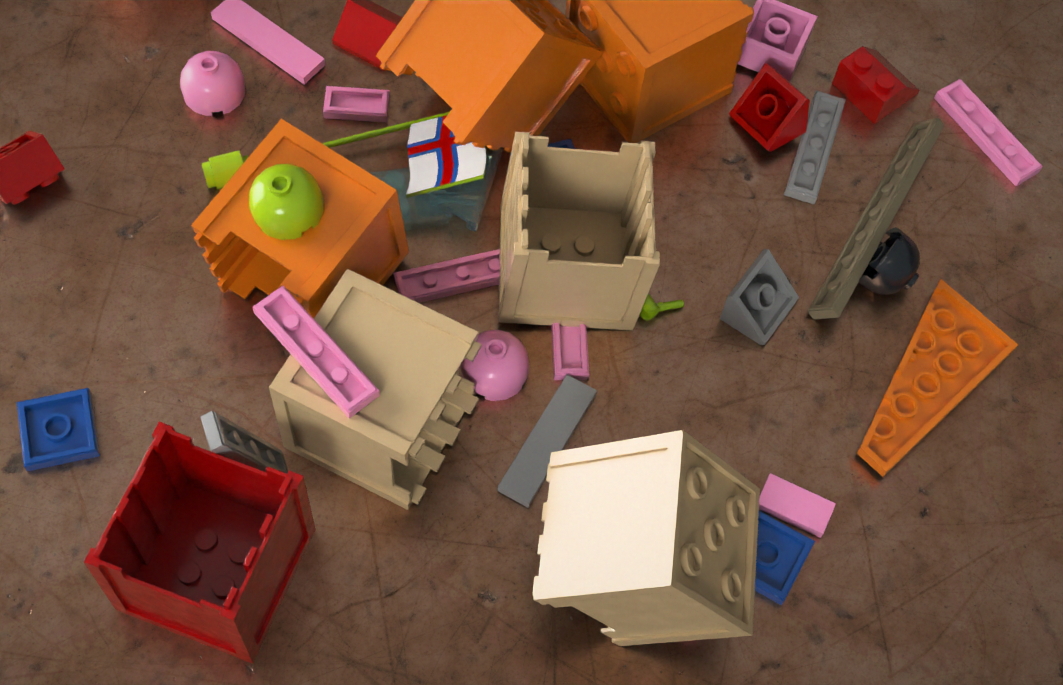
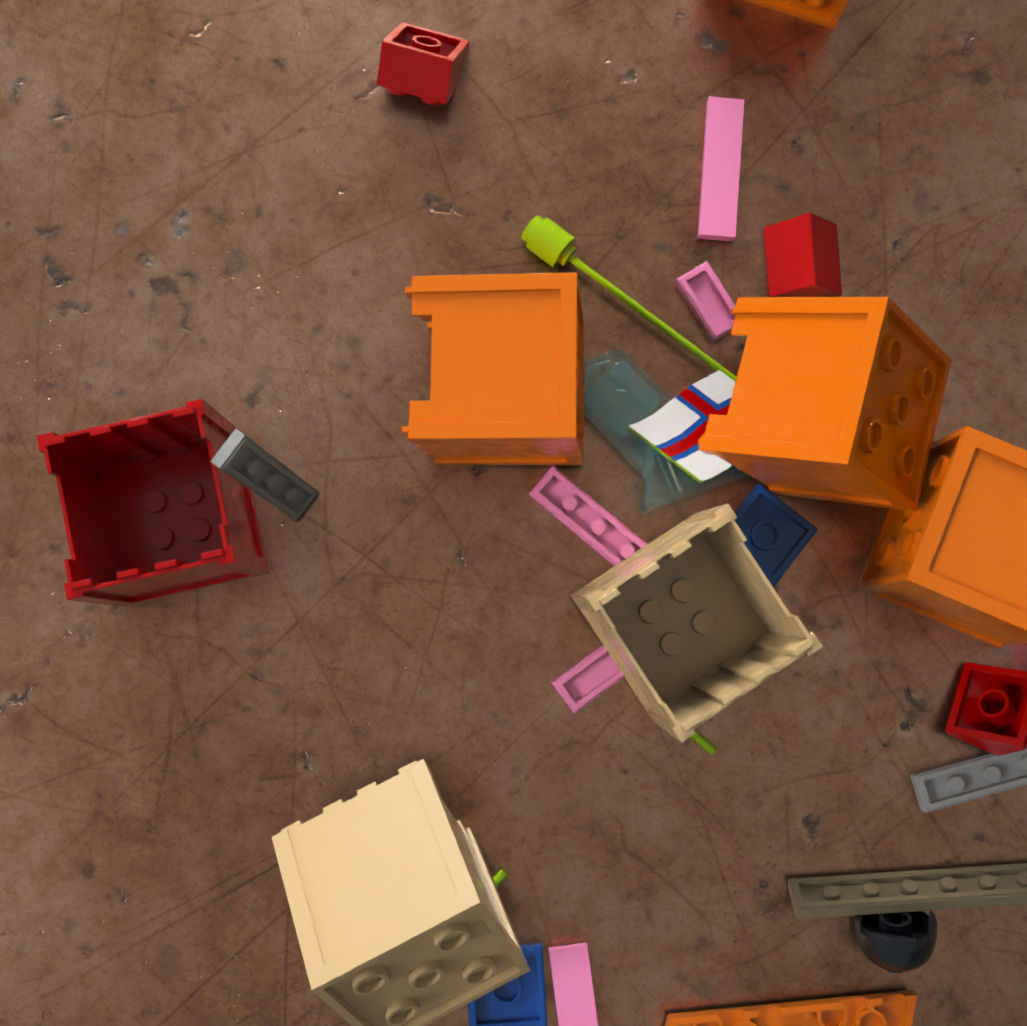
camera: 60 degrees right, 20 degrees up
(57, 429) = (211, 295): blue tile -> none
(212, 83) = (632, 158): bright pink cylinder -> none
(285, 201) = (489, 345): lime cylinder -> none
(316, 351) = (358, 485): bright pink tile -> none
(413, 363) = (392, 547): tan container -> none
(499, 365) = (524, 621): bright pink cylinder -> none
(548, 436) = (484, 718): light grey tile -> none
(760, 299) = (765, 827): light grey slope -> none

